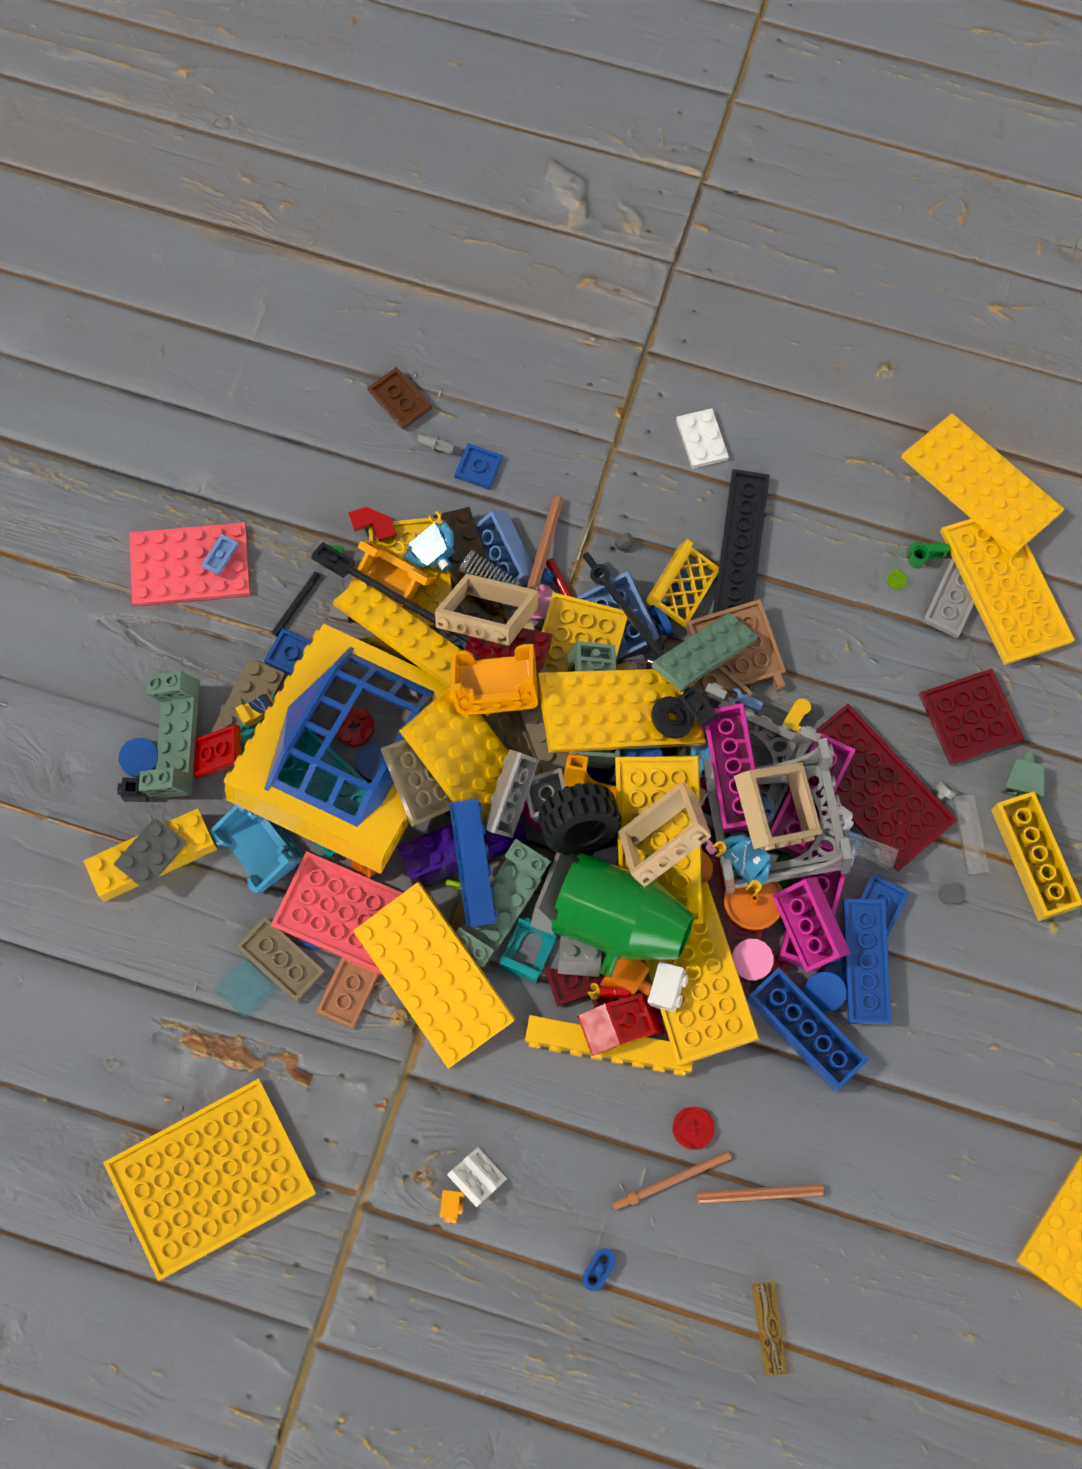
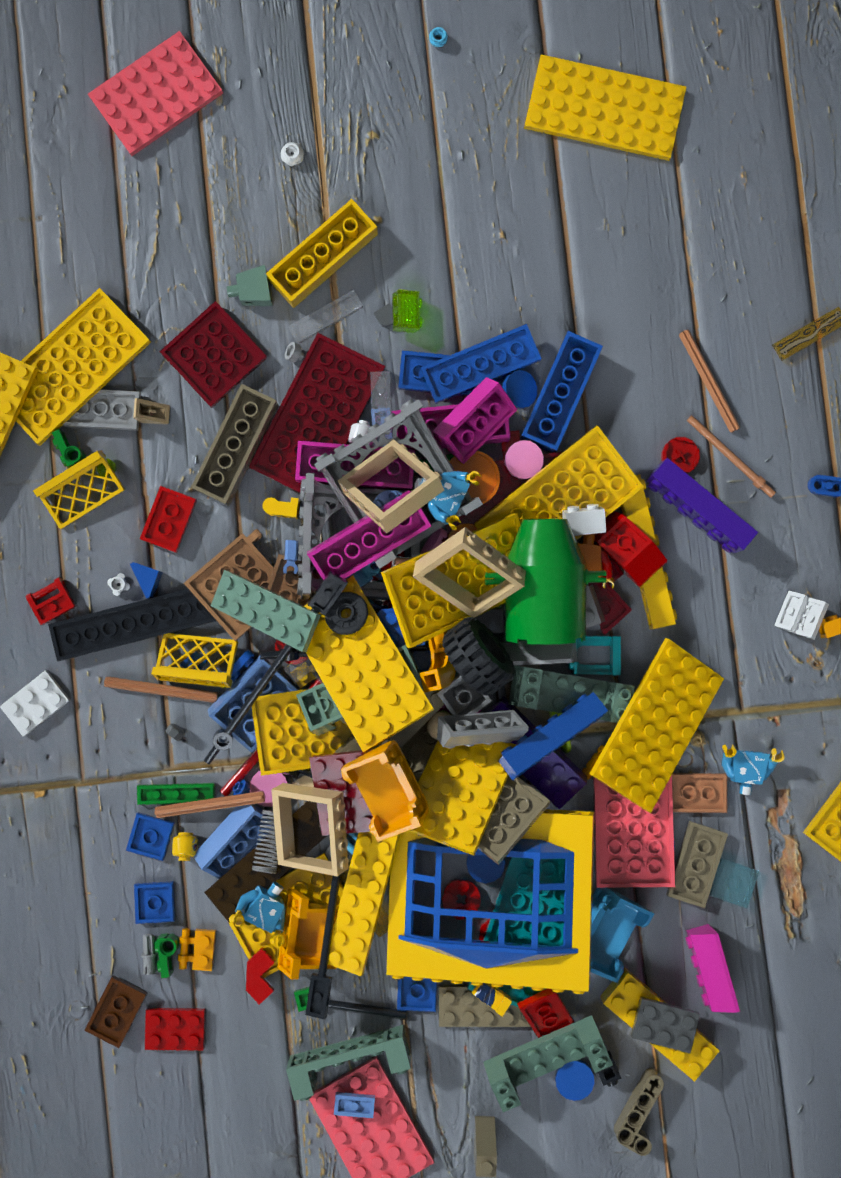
camera: 110 degrees left, 15 degrees up
(83, 804) = (643, 1108): none -> dark tan beam
(124, 649) = (485, 1146): none -> dark tan slope
(176, 926) = (712, 969): none -> dark pink slope
(254, 610) = (303, 1065): none -> sand green plate
(351, 1051) = (749, 766): none -> dark azure torso
(359, 439) = (175, 1029): none -> red plate
(417, 489) = (203, 949): none -> light orange plate
(429, 455) = (164, 963): none -> green plate
(517, 508) = (184, 846): none -> yellow head
(539, 485) = (150, 836): none -> blue tile
(568, 520) = (174, 793): none -> green tile
(635, 1117) = (701, 507): none -> dark purple brick
(668, 546) = (160, 689): none -> nougat axle
(777, 573) = (147, 578): none -> blue slope
(784, 486) = (53, 606): none -> red plate
(785, 543) = (123, 584): none -> white plate
(826, 613) = (168, 519): none -> red plate
(873, 698) = (235, 445): none -> dark tan brick
(900, 541) = (75, 473): none -> yellow fence
(935, 637) = (151, 412): none -> tan slope
(948, 913) = (406, 311): none -> clear neon green brick

